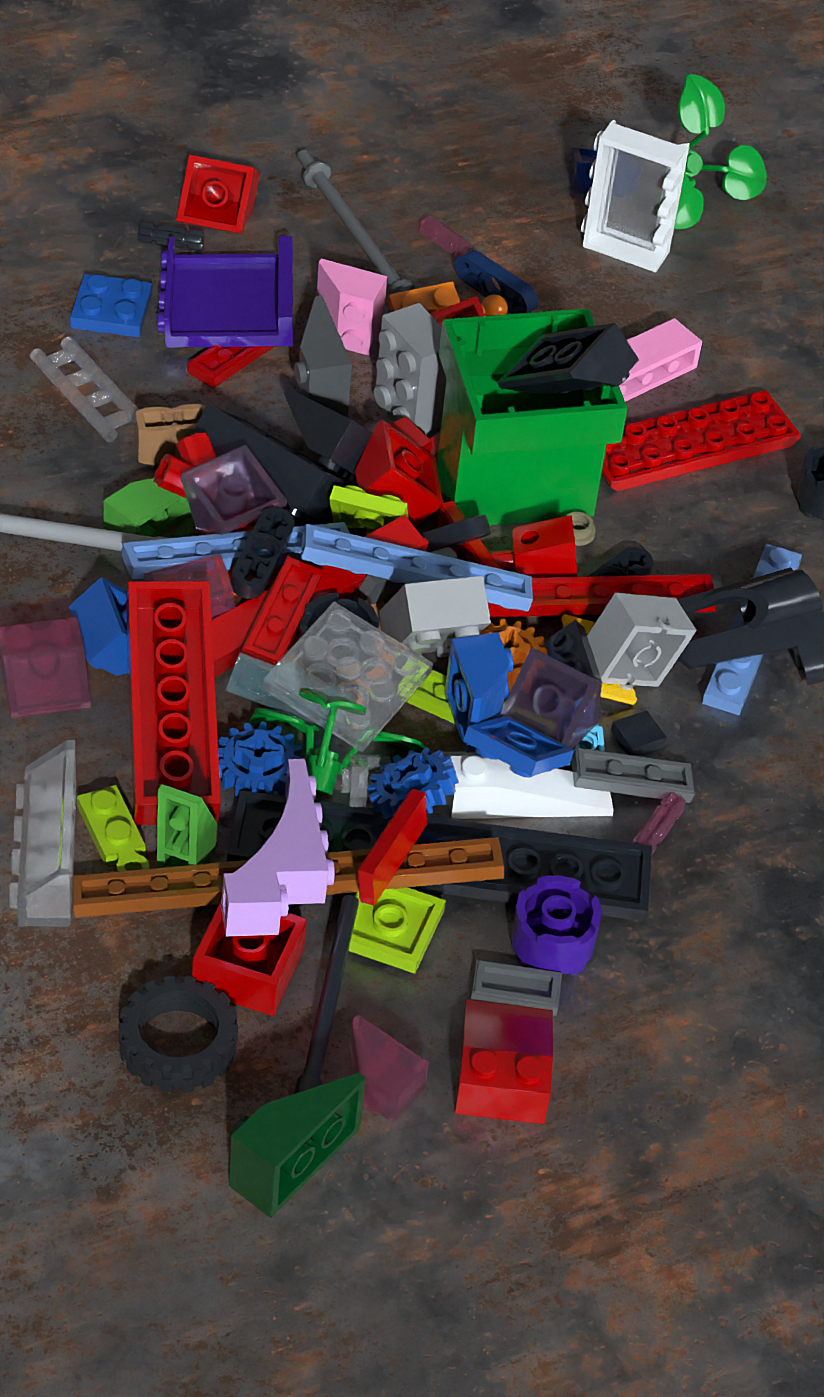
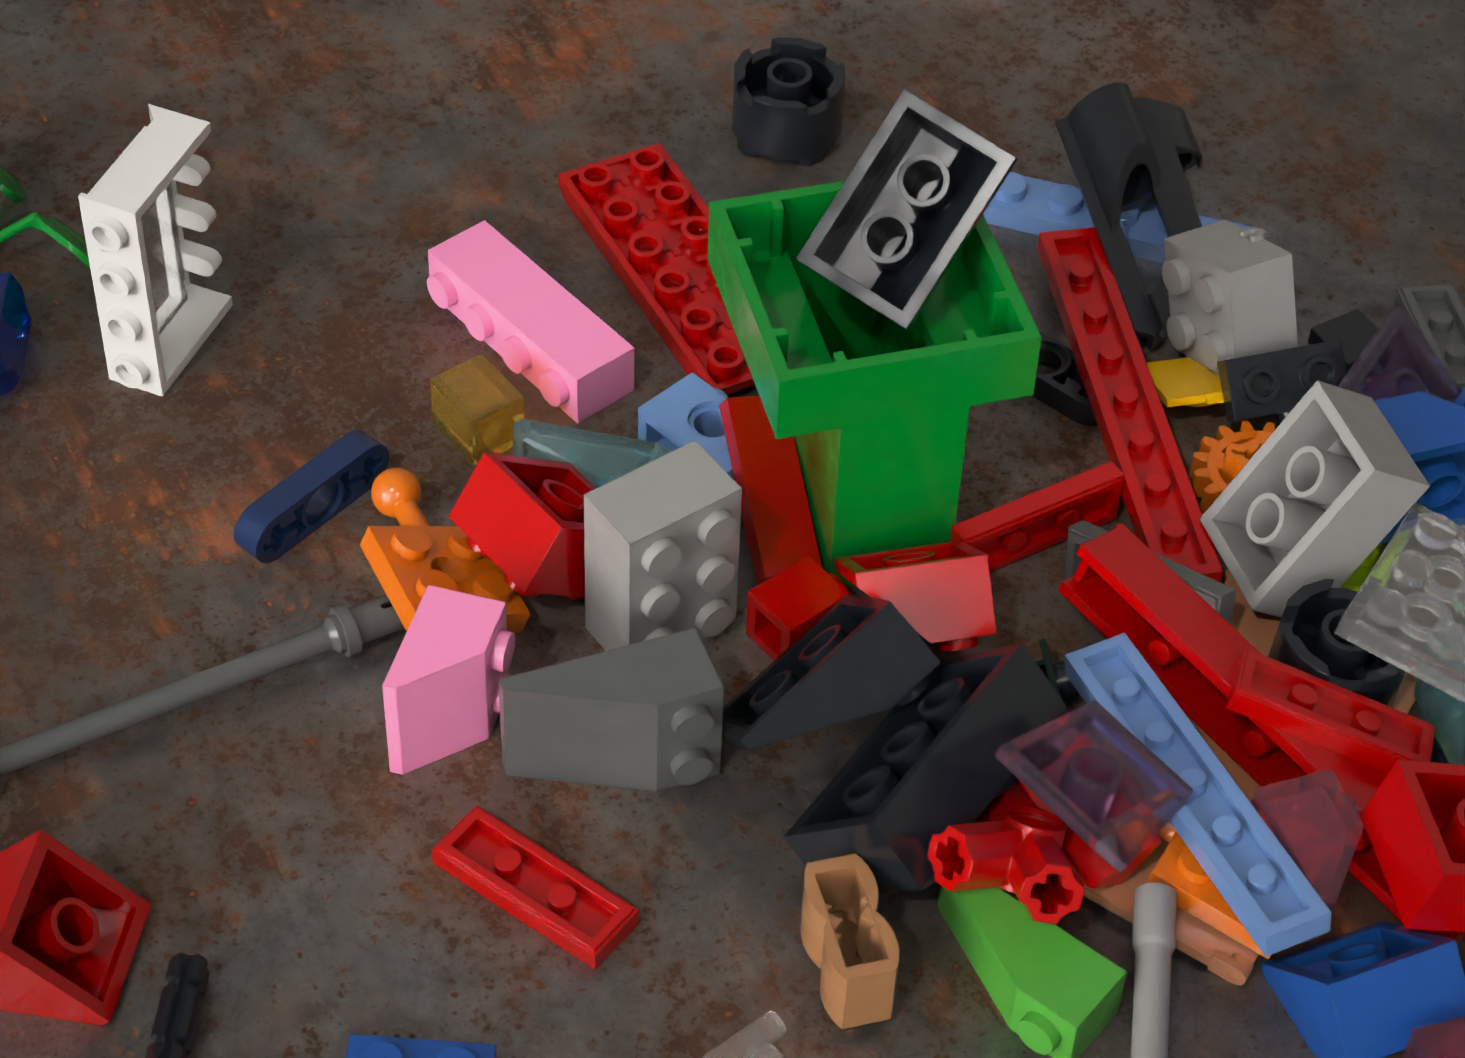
camera: 90 degrees left, 0 degrees up
(227, 298) = (393, 887): dark purple panel -> none
(264, 566) = (1250, 724): black beam -> none
(358, 508) = (1032, 605): lime plate -> none
(410, 565) = (1199, 538): medium blue plate -> none
(444, 237) = (167, 573): clear pink axle -> none
(457, 533) = (1046, 490): black beam -> none
(541, 550) = (1053, 440): red torso -> none

